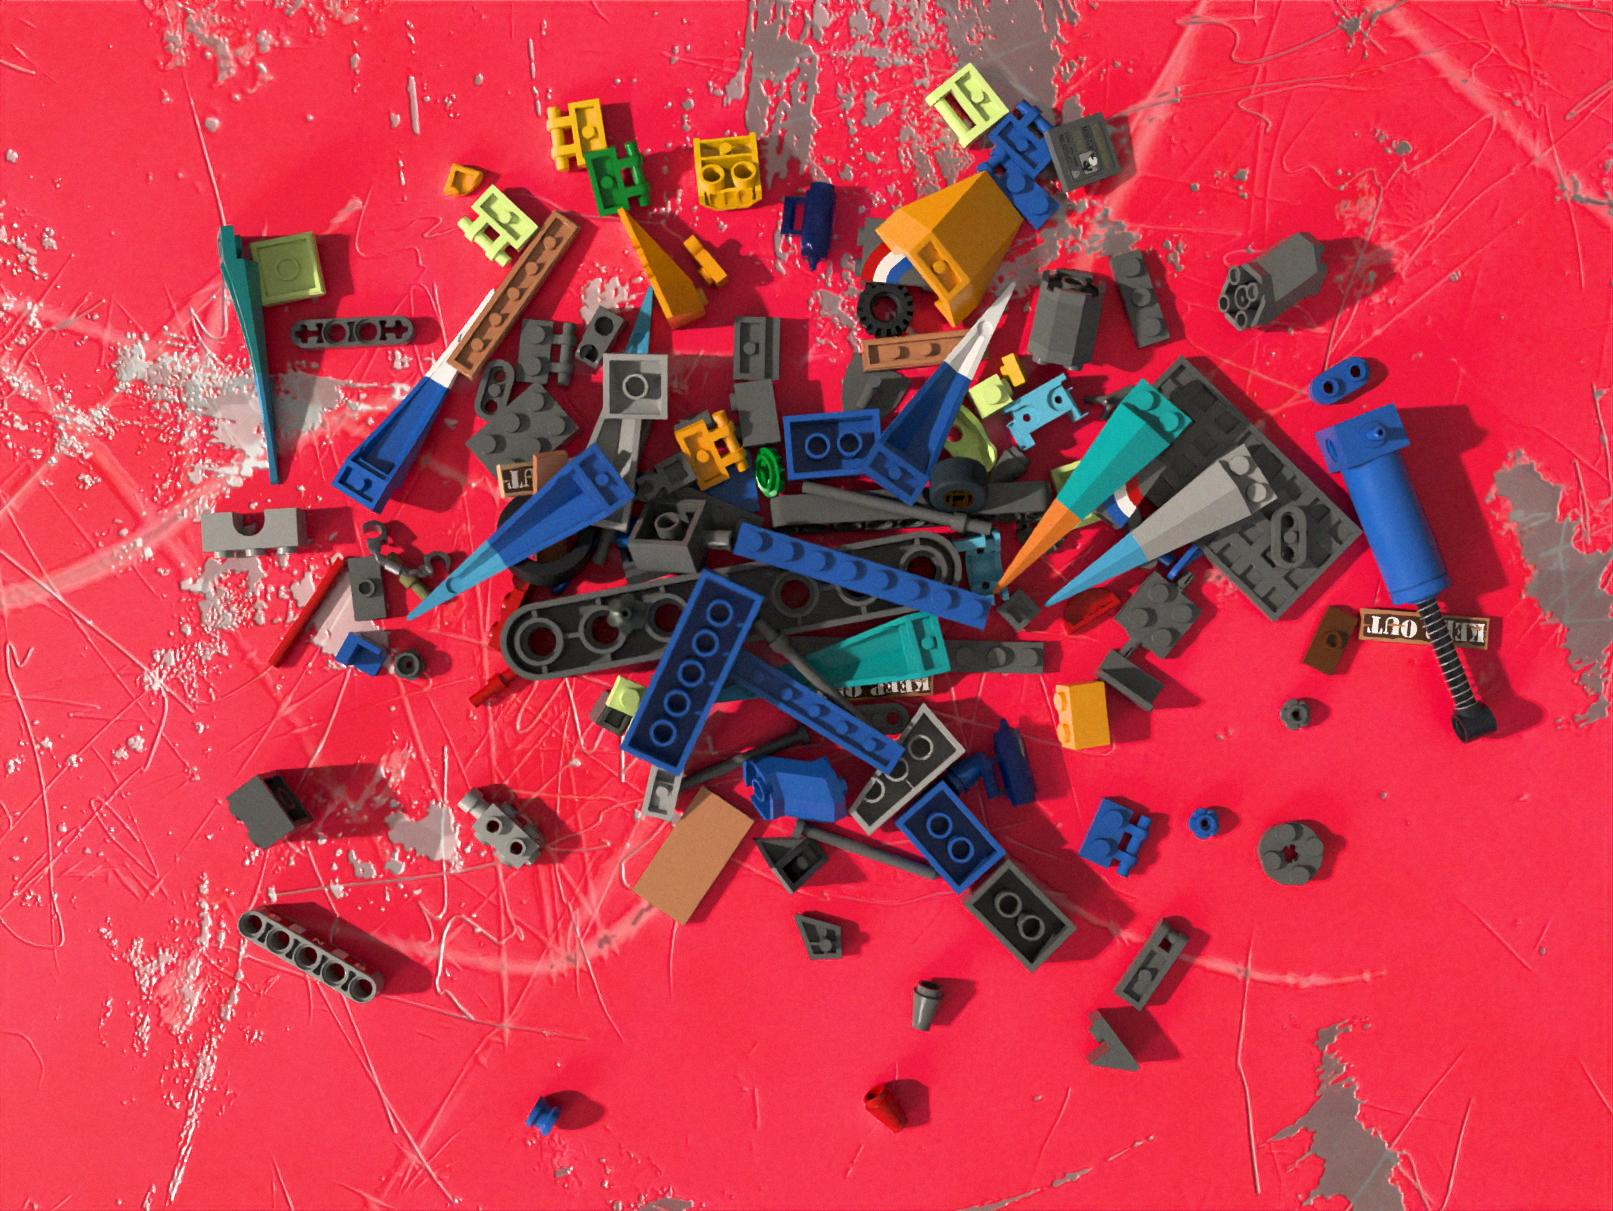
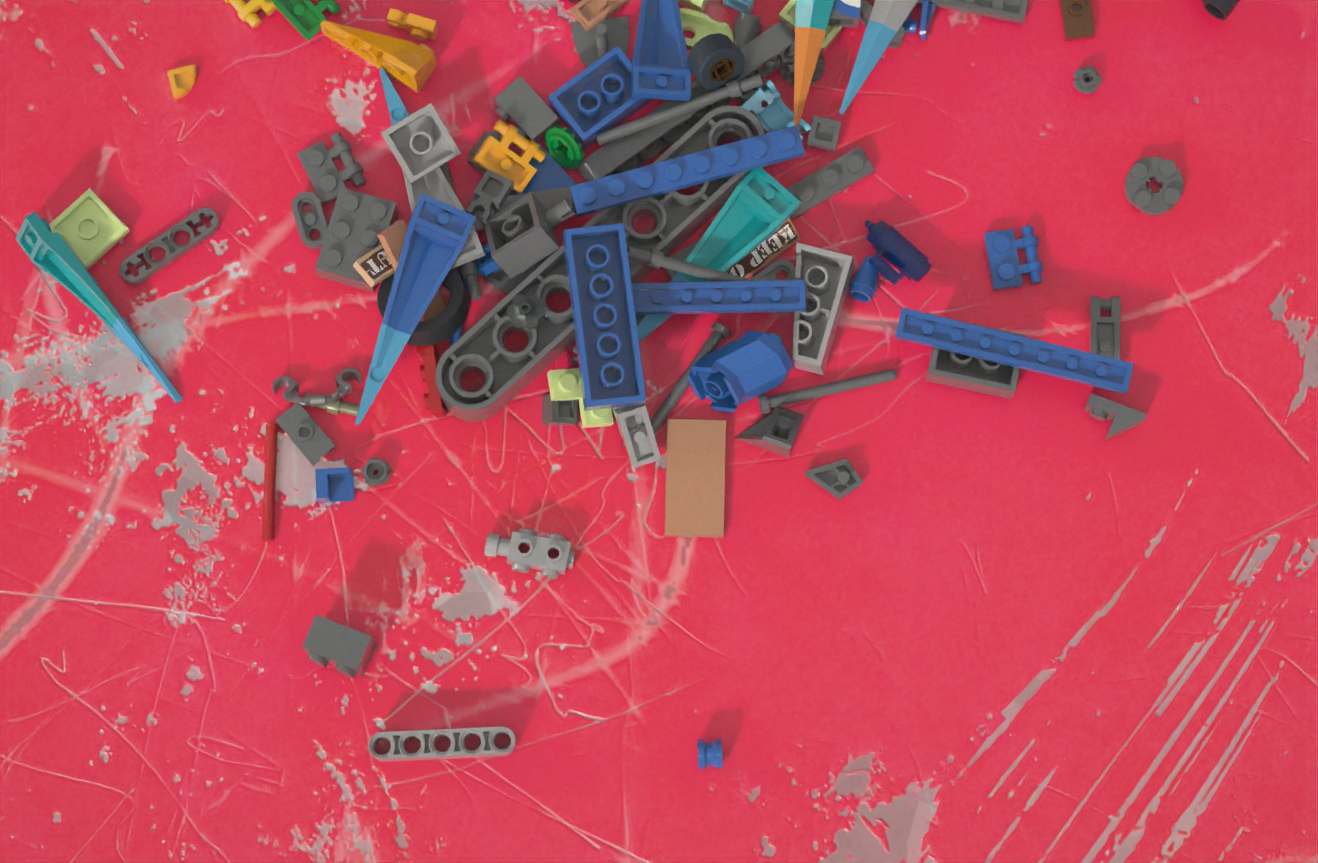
camera: 30 degrees left, 10 degrees down
(282, 530) = (211, 434): light grey arch -> none
(390, 450) = (257, 317): blue plate -> none
(496, 685) = (455, 444): red bar -> none
(505, 218) = (234, 87): yellowish green plate -> none
(513, 295) = (279, 140): nougat tile -> none
(600, 337) = (367, 128): dark grey leg -> none
(756, 348) = (493, 63): dark grey plate -> none
(885, 1107) = (975, 576): red cone -> none
(926, 1003) = (952, 476): dark grey cone -> none
(949, 836) = (869, 334): blue brick -> none
(1056, 939) = (1014, 350): none -> blue plate
(1082, 714) = (924, 178): light orange brick -> none
(1087, 607) = (875, 99): red tile -> none
(1128, 680) = (943, 134): dark grey panel -> none
(1157, 615) = (932, 72): dark grey plate -> none
(1200, 815) = (1073, 211): blue plate -> none

